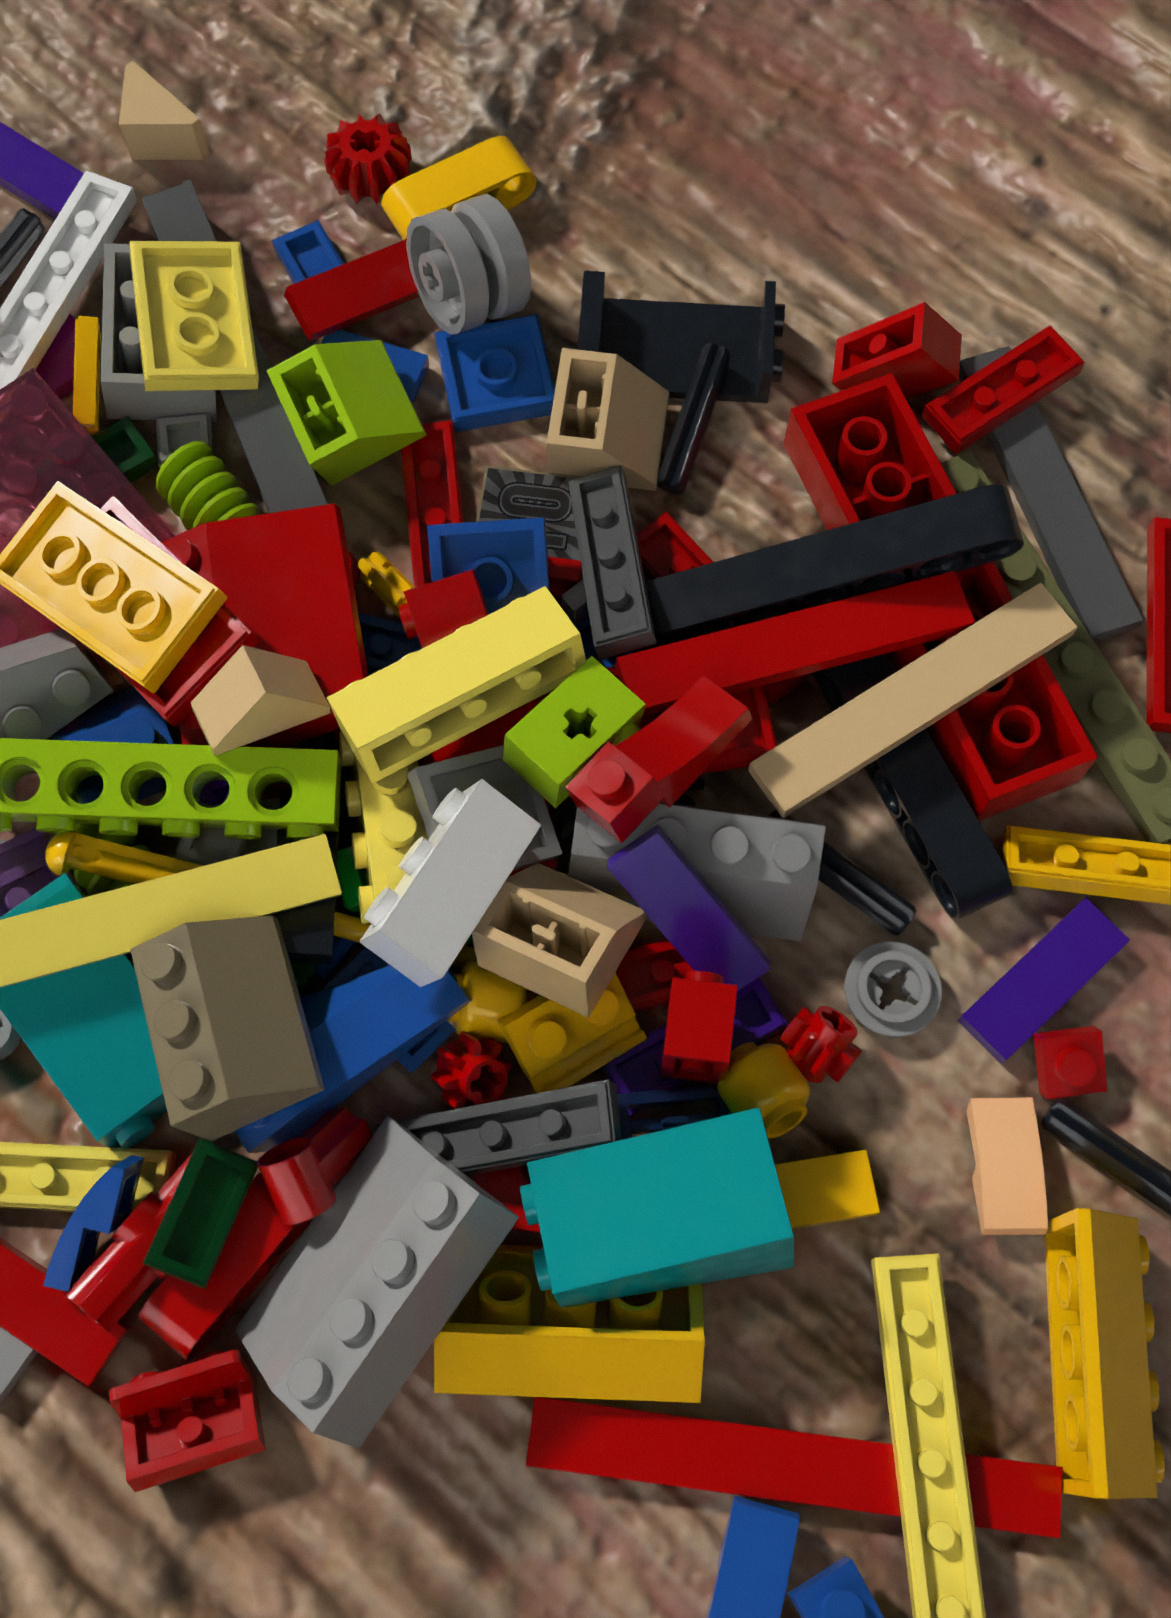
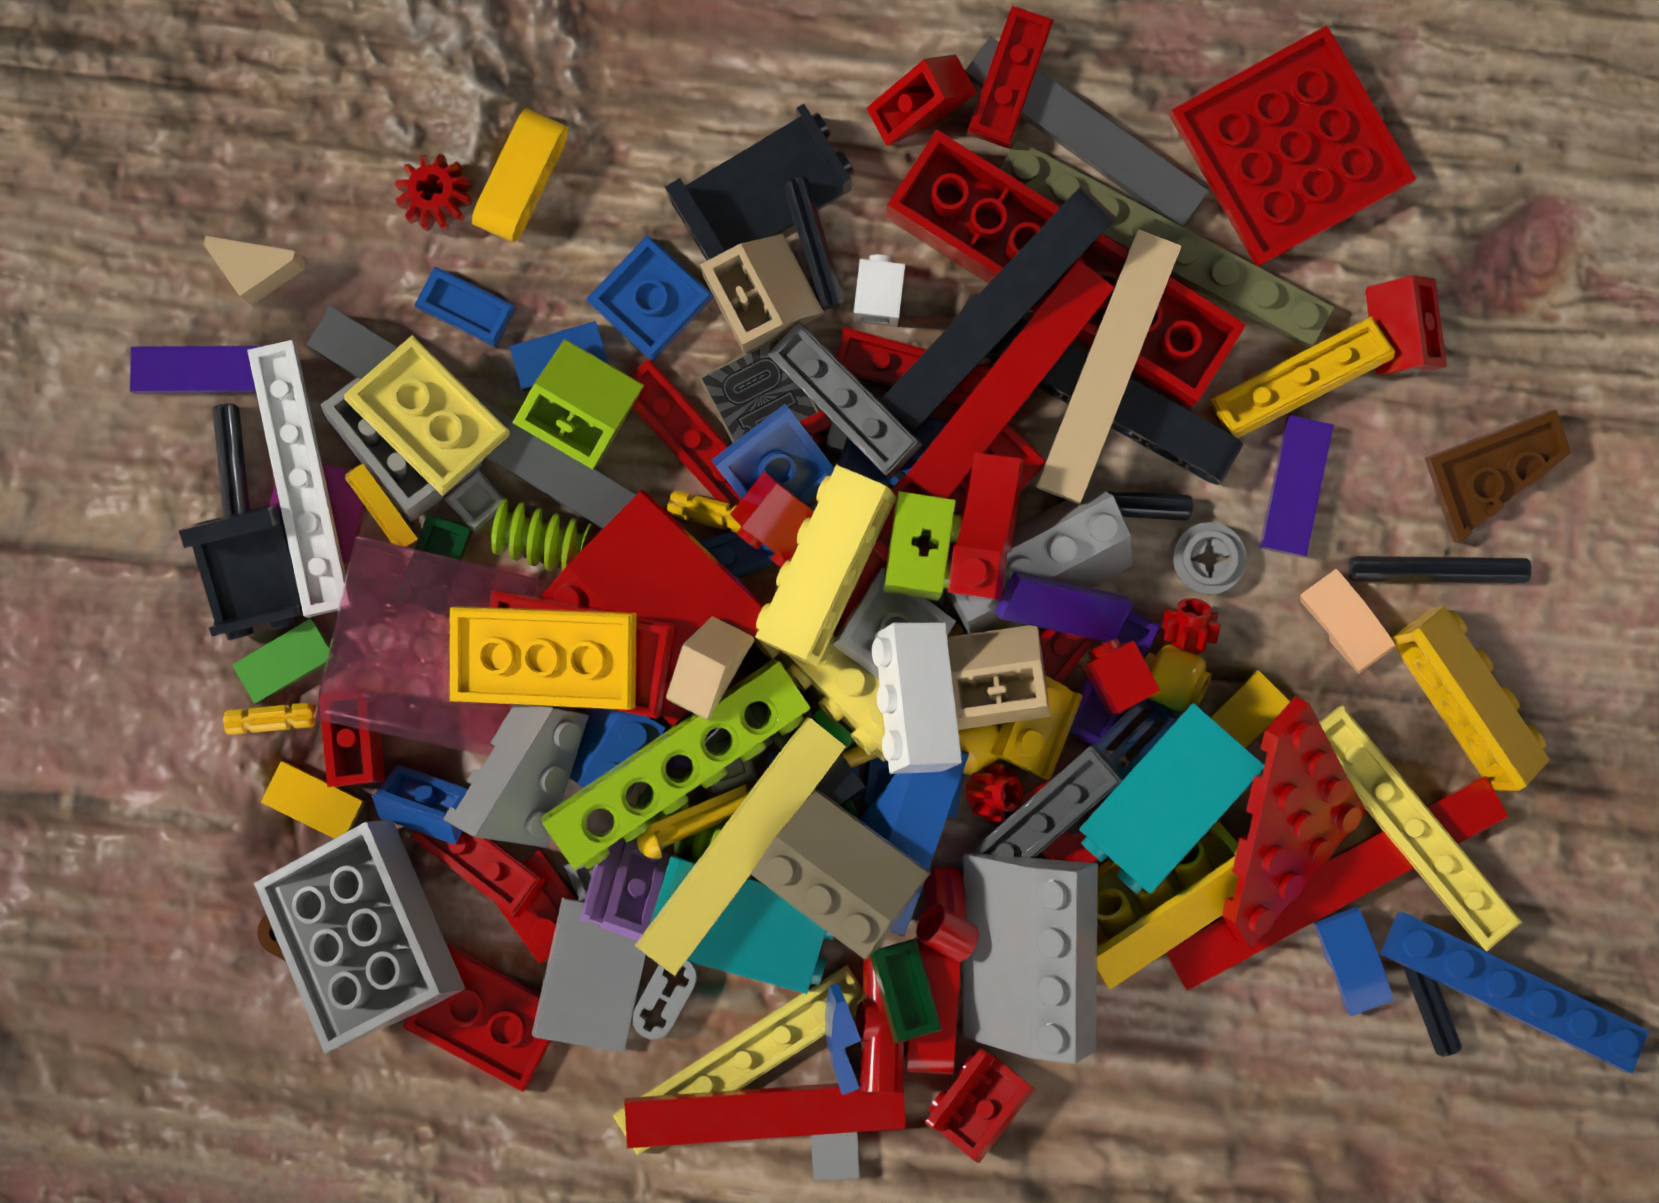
camera: 35 degrees left, 15 degrees up
(352, 291) = (515, 298): red tile -> none
(468, 263) = (584, 240): light grey wheel -> none
(725, 499) = (879, 291): none -> white brick
(790, 1342) = (1298, 819): none -> red plate
(1070, 1062) = (1345, 530): red plate -> none

